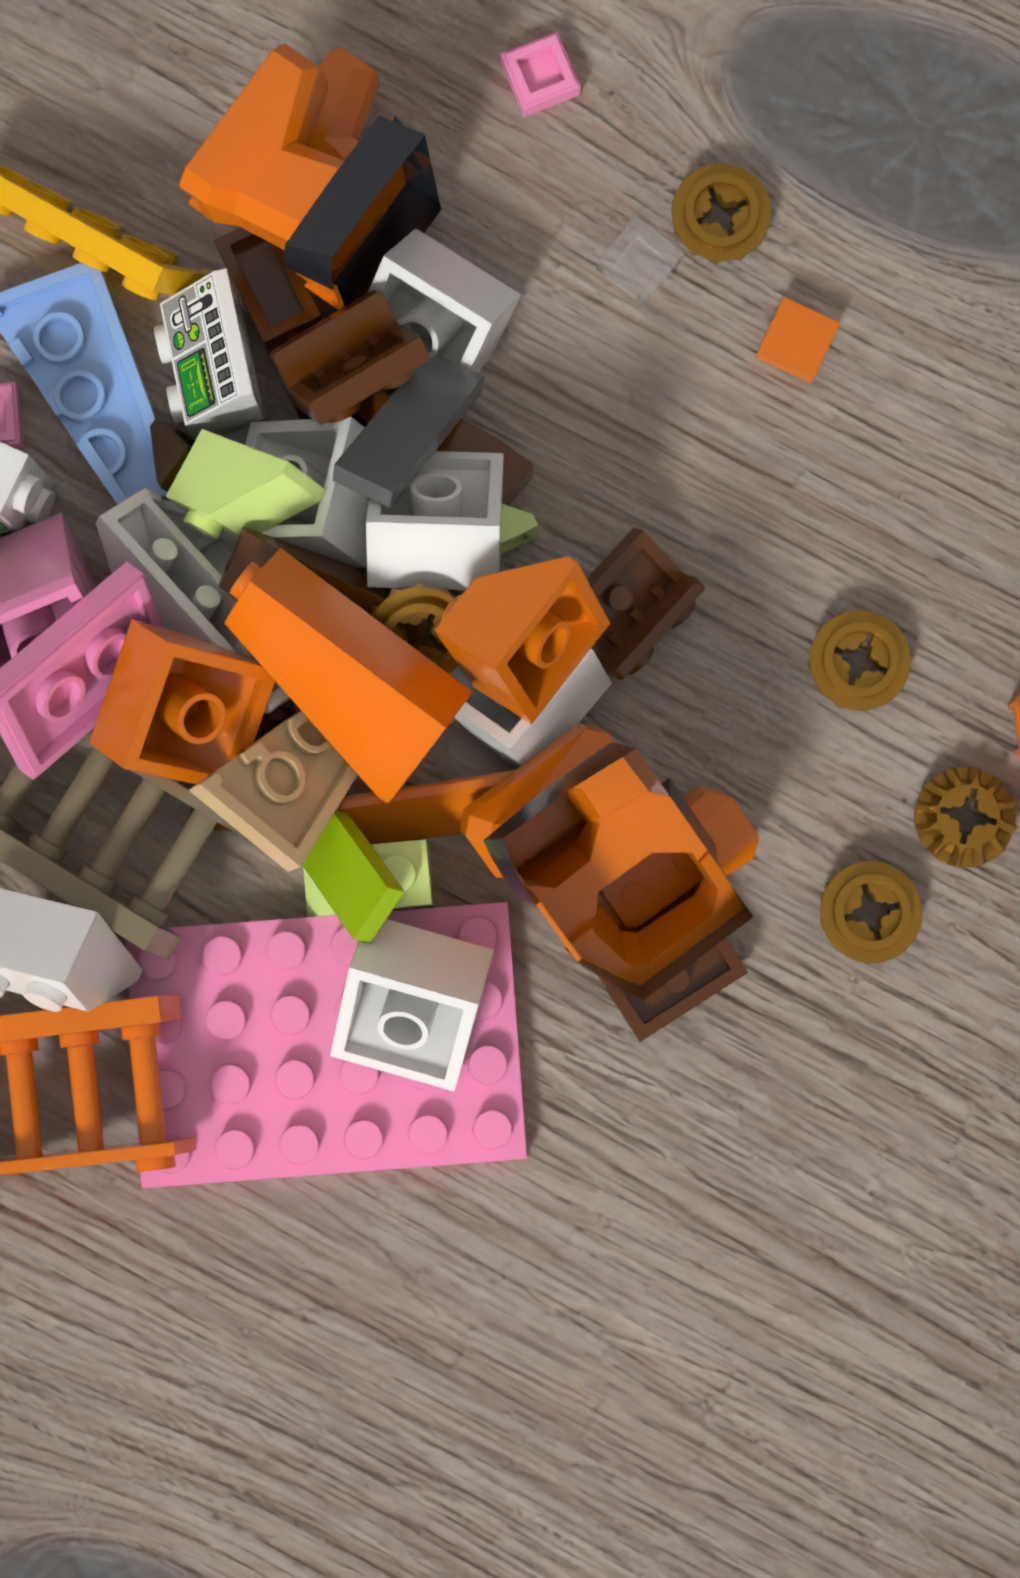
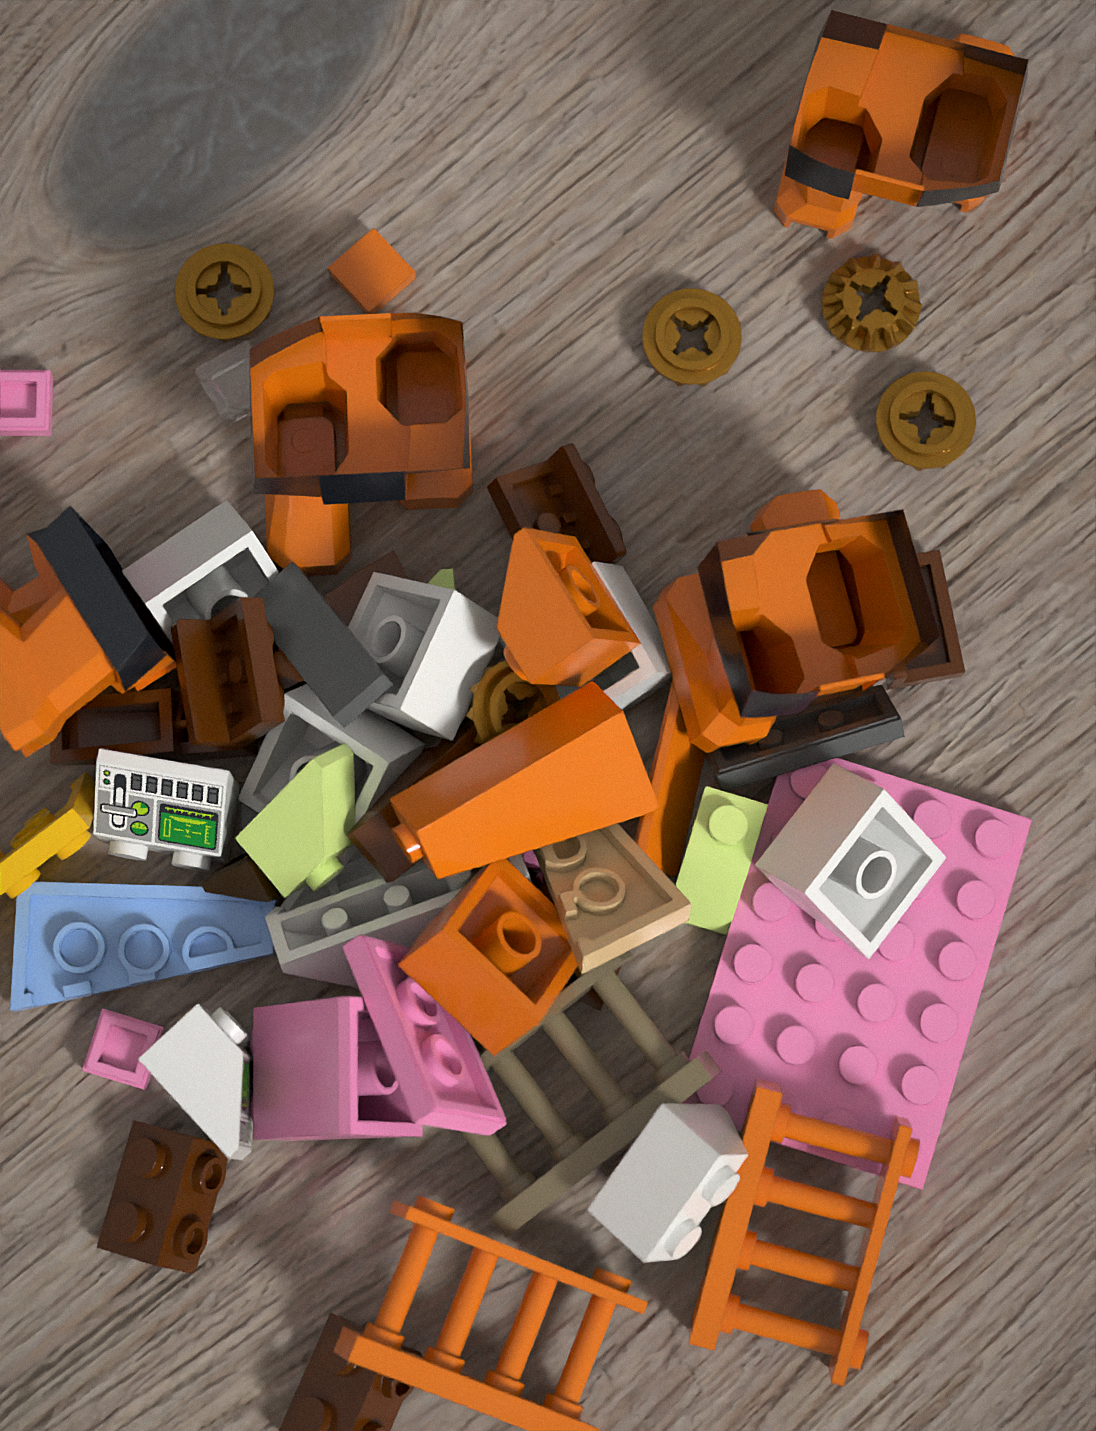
camera: 70 degrees left, 5 degrees down
(352, 878) = (720, 862): lime tile -> none
(513, 922) = (810, 738): none -> dark grey tile
(639, 374) = (356, 417): none -> orange piece

